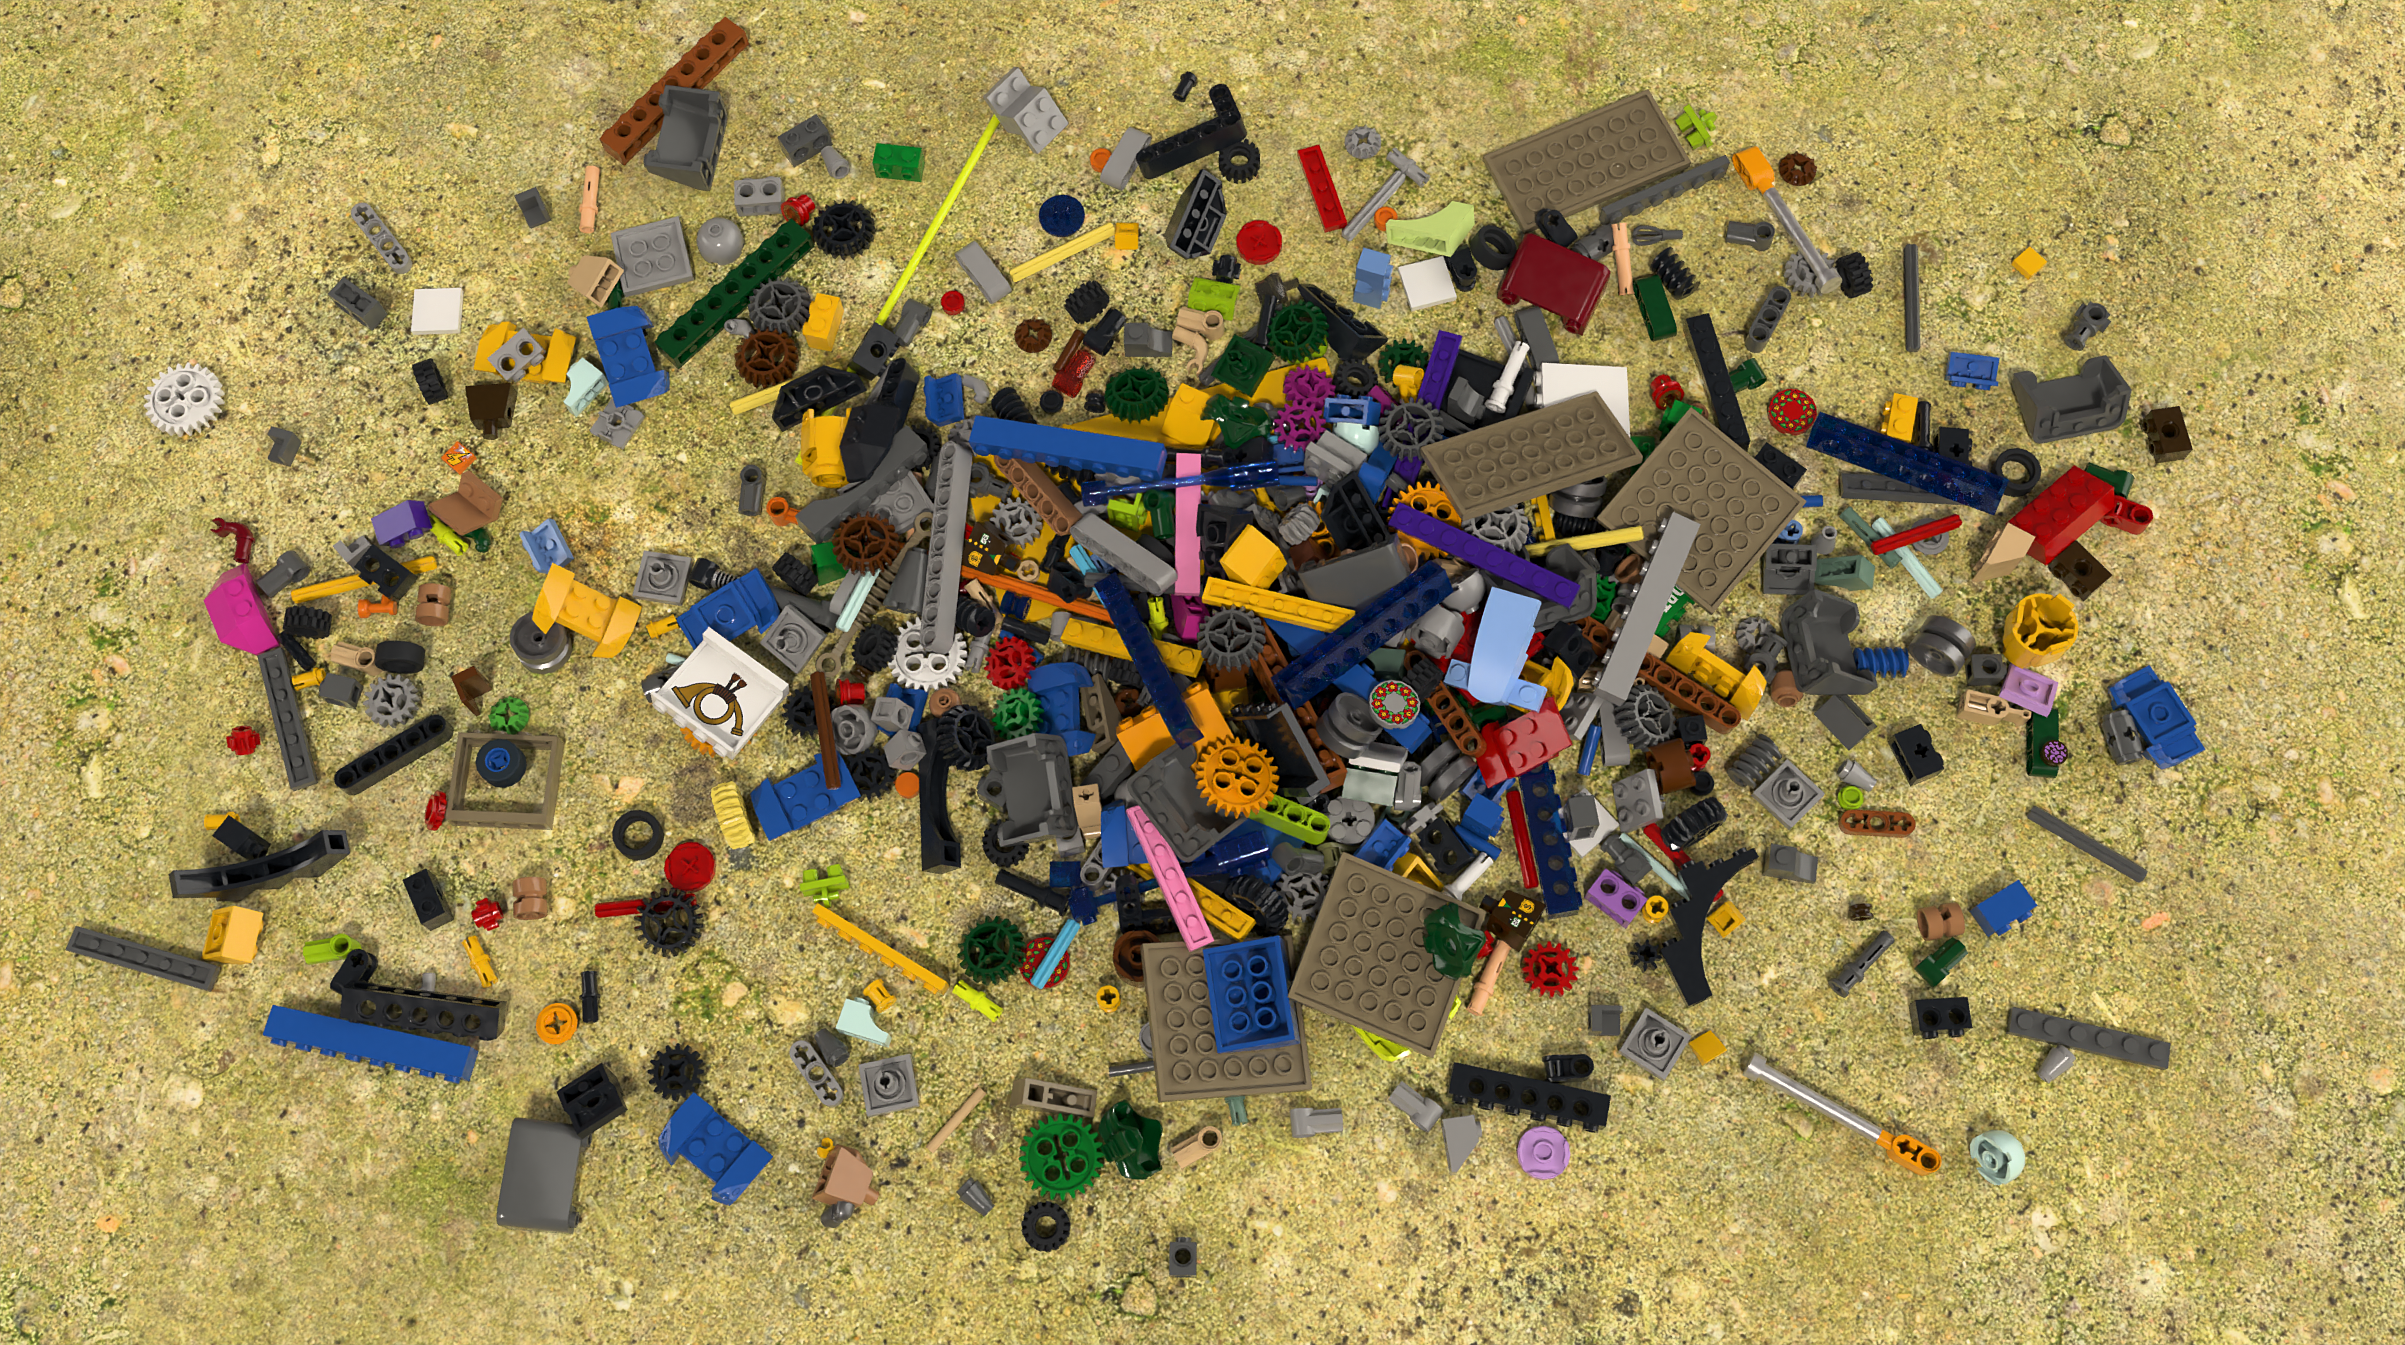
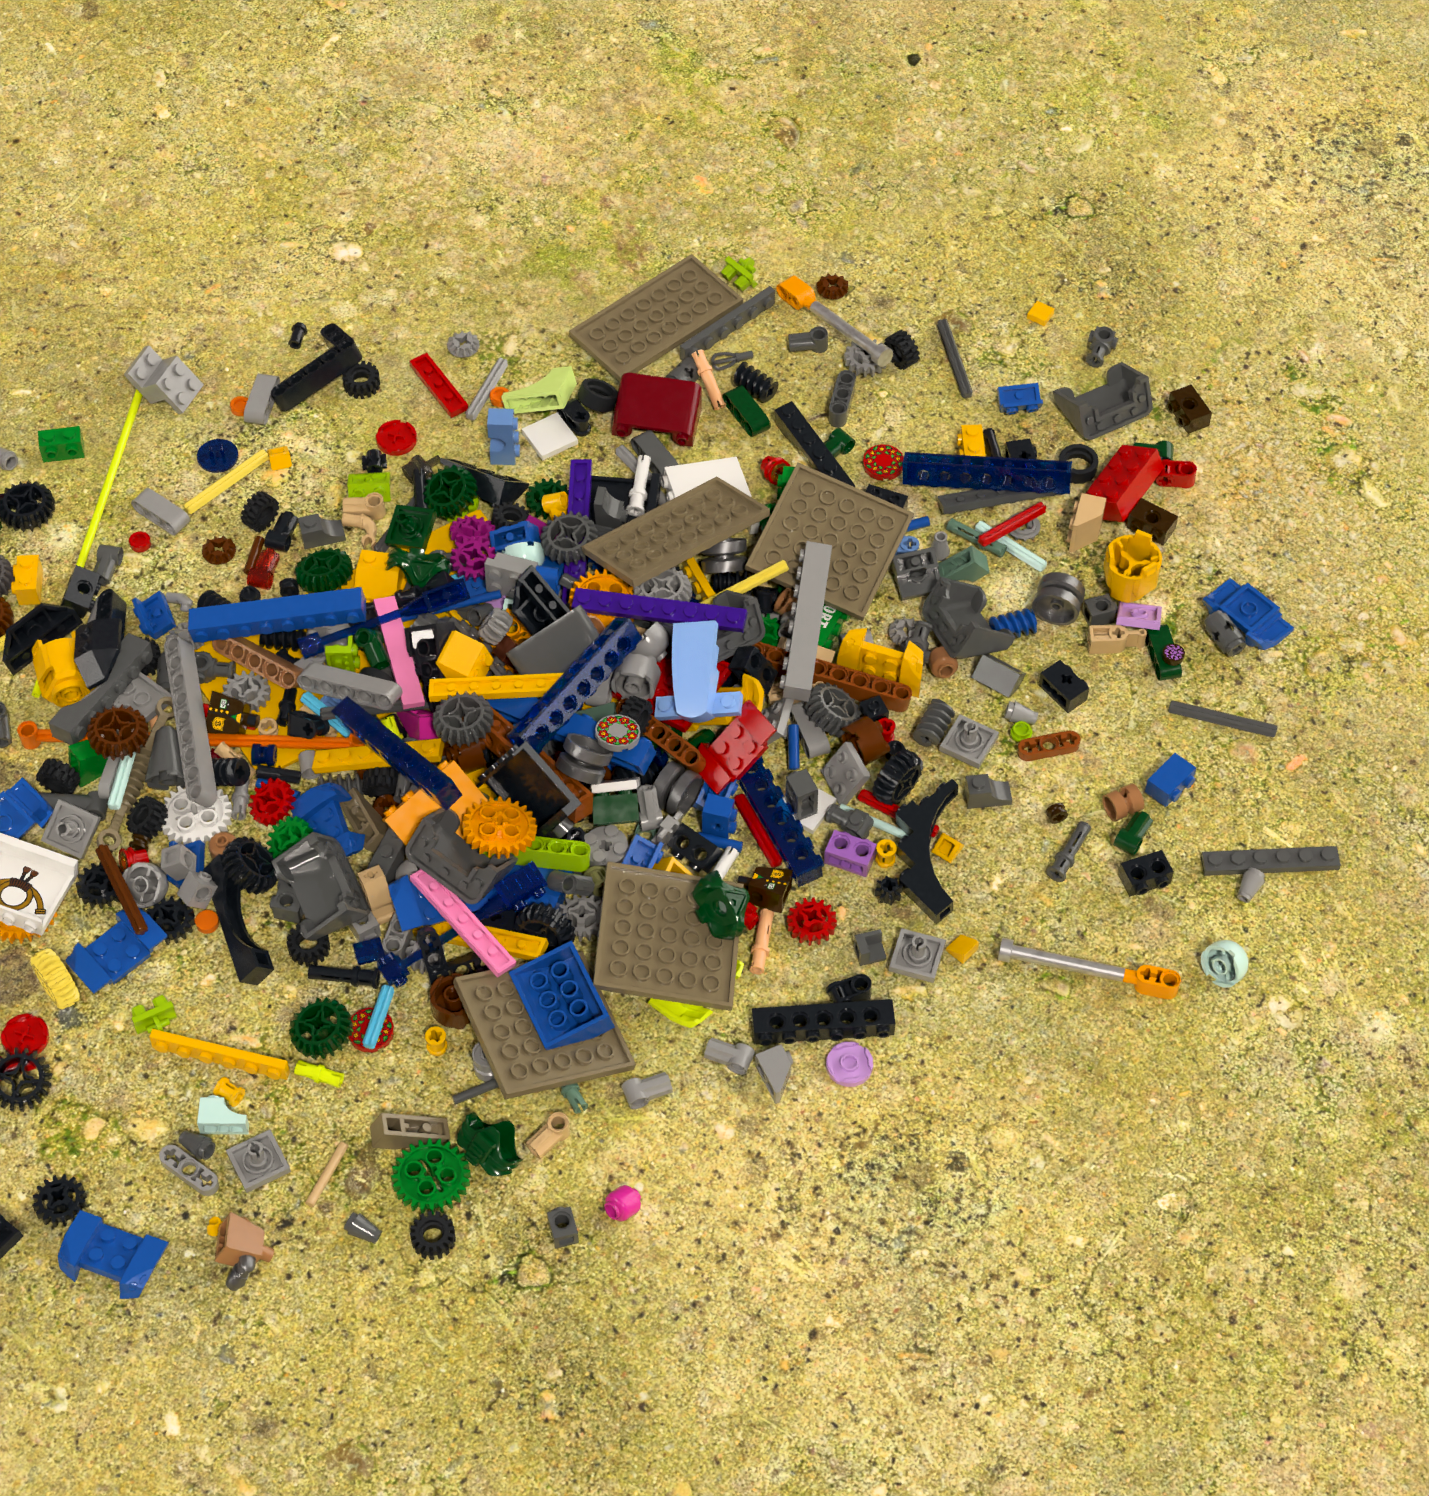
camera: 20 degrees left, 15 degrees down
(1197, 217) = (338, 427): black wedge -> none
(1253, 1250) = (622, 1203): none -> dark pink head
(1408, 167) = (507, 353): light grey pin -> none
(1557, 230) = (646, 366): black piece -> none

